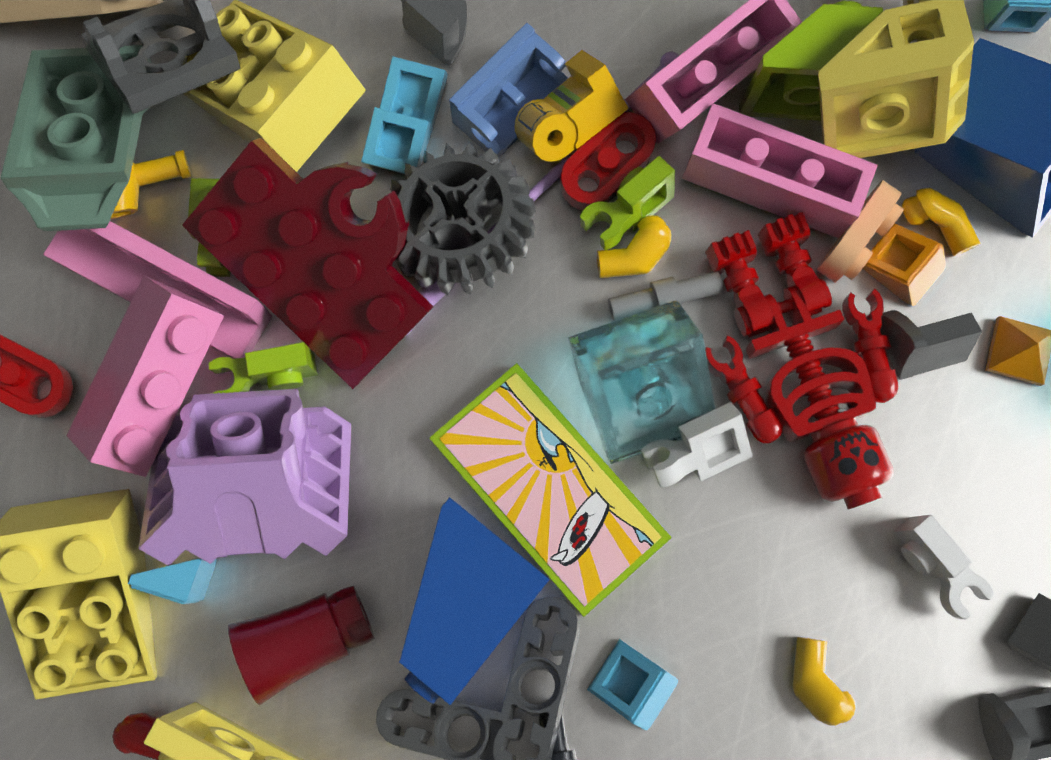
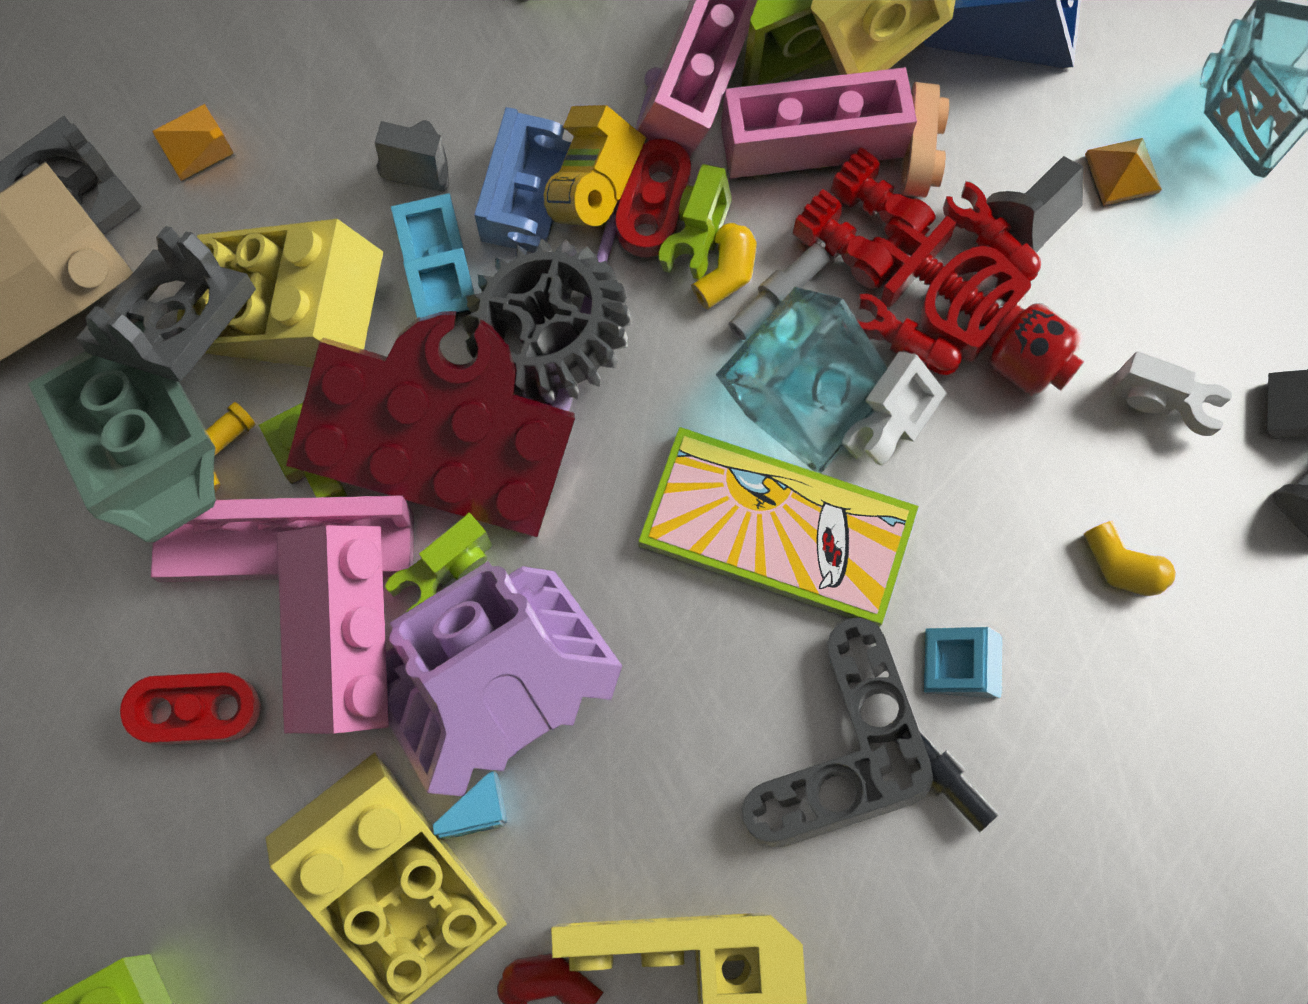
camera: 30 degrees left, 5 degrees down
(298, 641) = (630, 796): dark red plant -> none
(464, 605) = (771, 661): blue slope -> none
(906, 263) = (978, 147): light orange slope -> none
(946, 214) = (989, 85): yellow arm -> none

